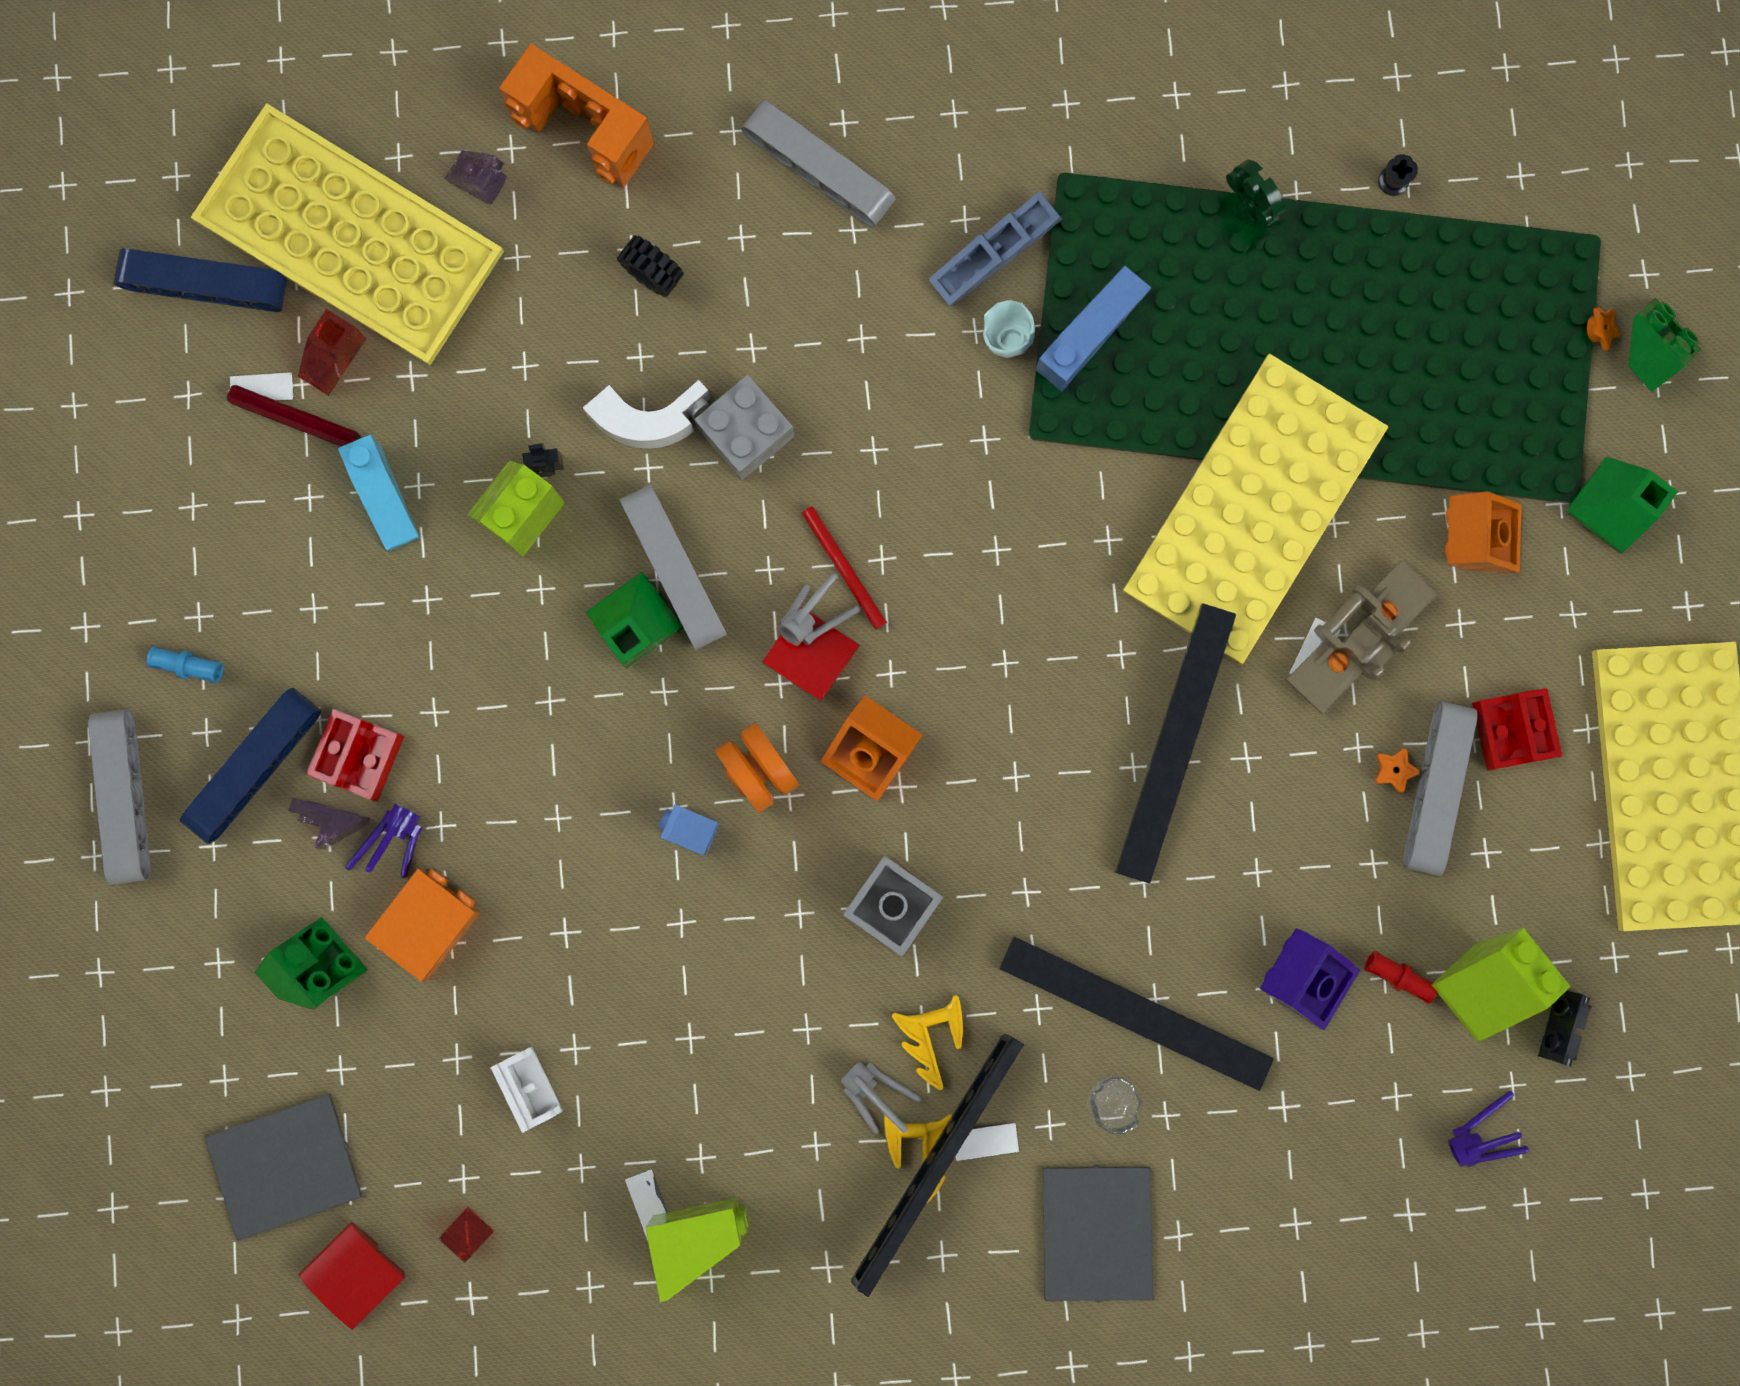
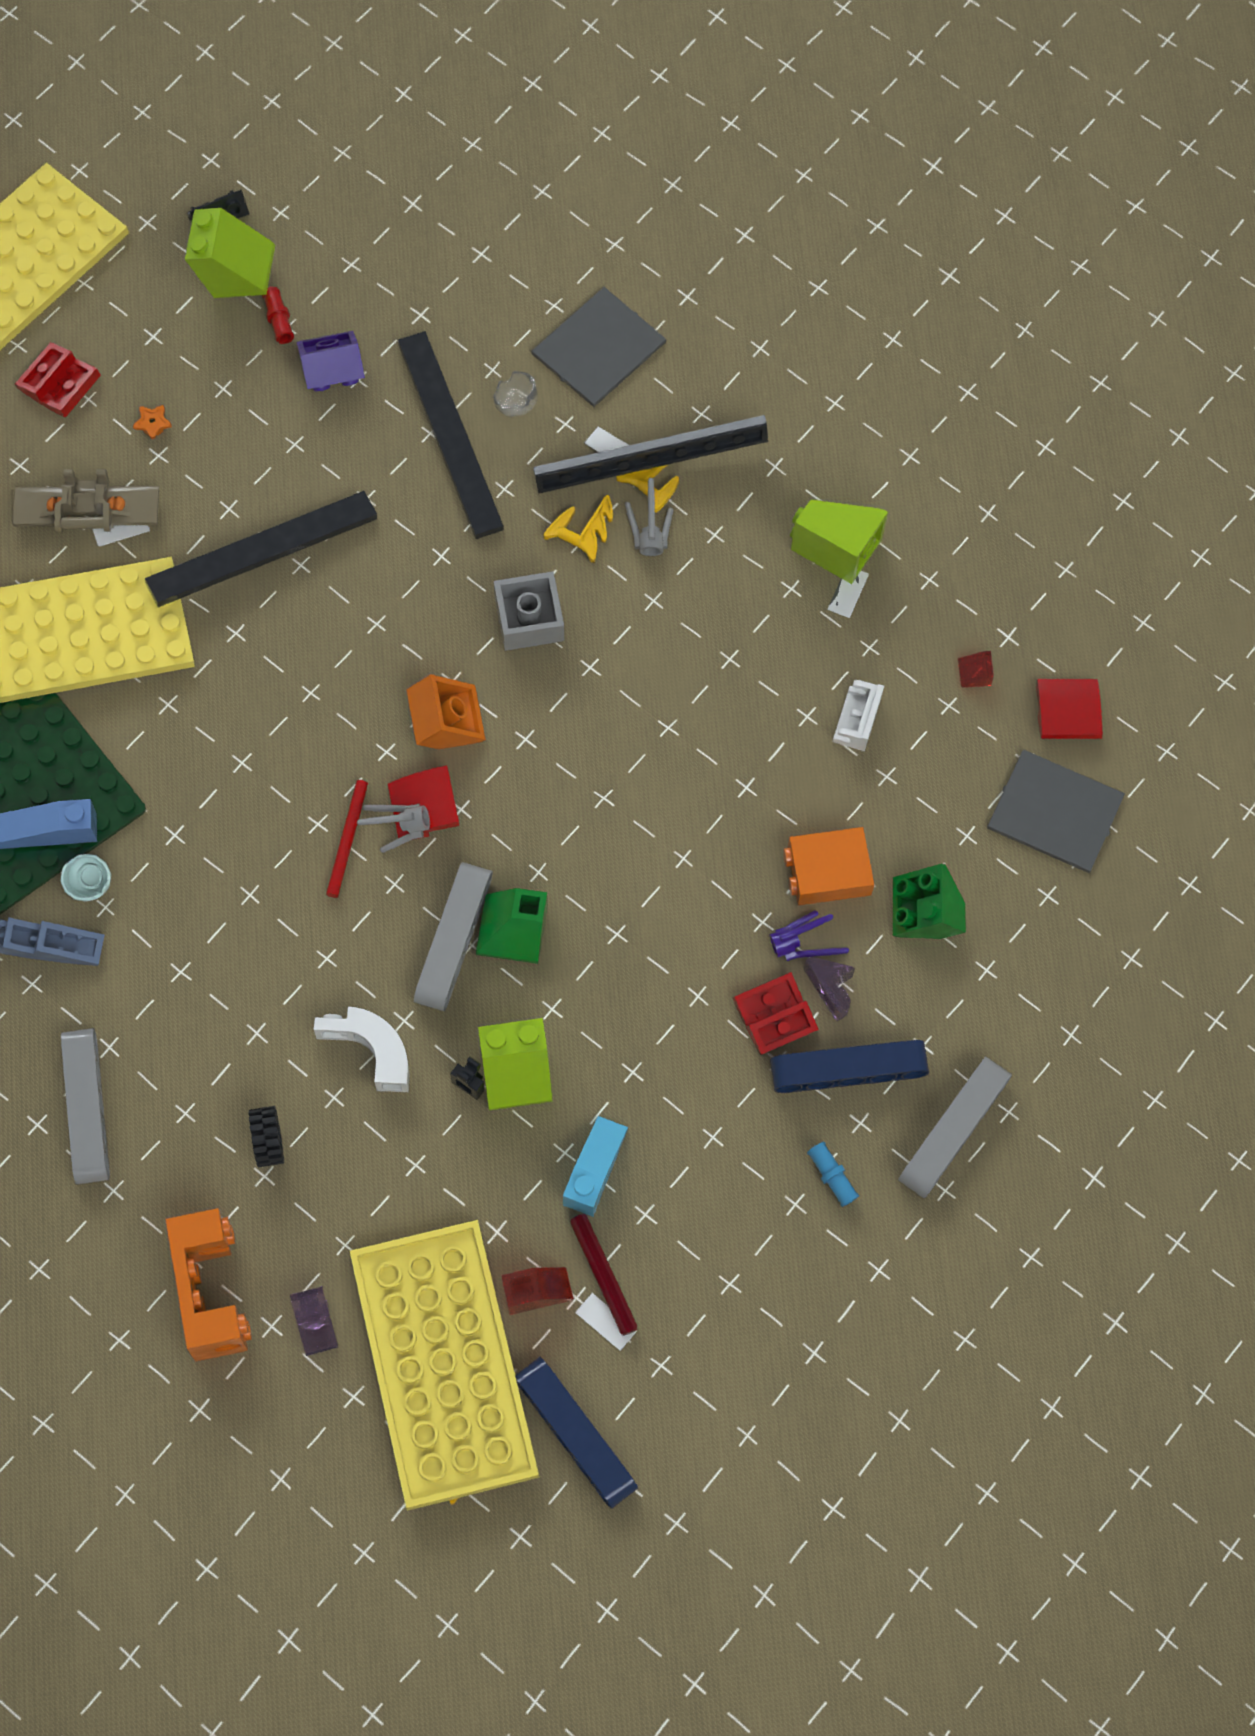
camera: 135 degrees left, 15 degrees down
(688, 829) = (607, 767): medium blue slope -> none
(744, 427) = (316, 977): light grey brick -> none
(753, 770) = (532, 759): orange wheel -> none
(1440, 788) = (139, 387): light grey beam -> none
(1470, 1149) = (340, 200): dark purple plant -> none

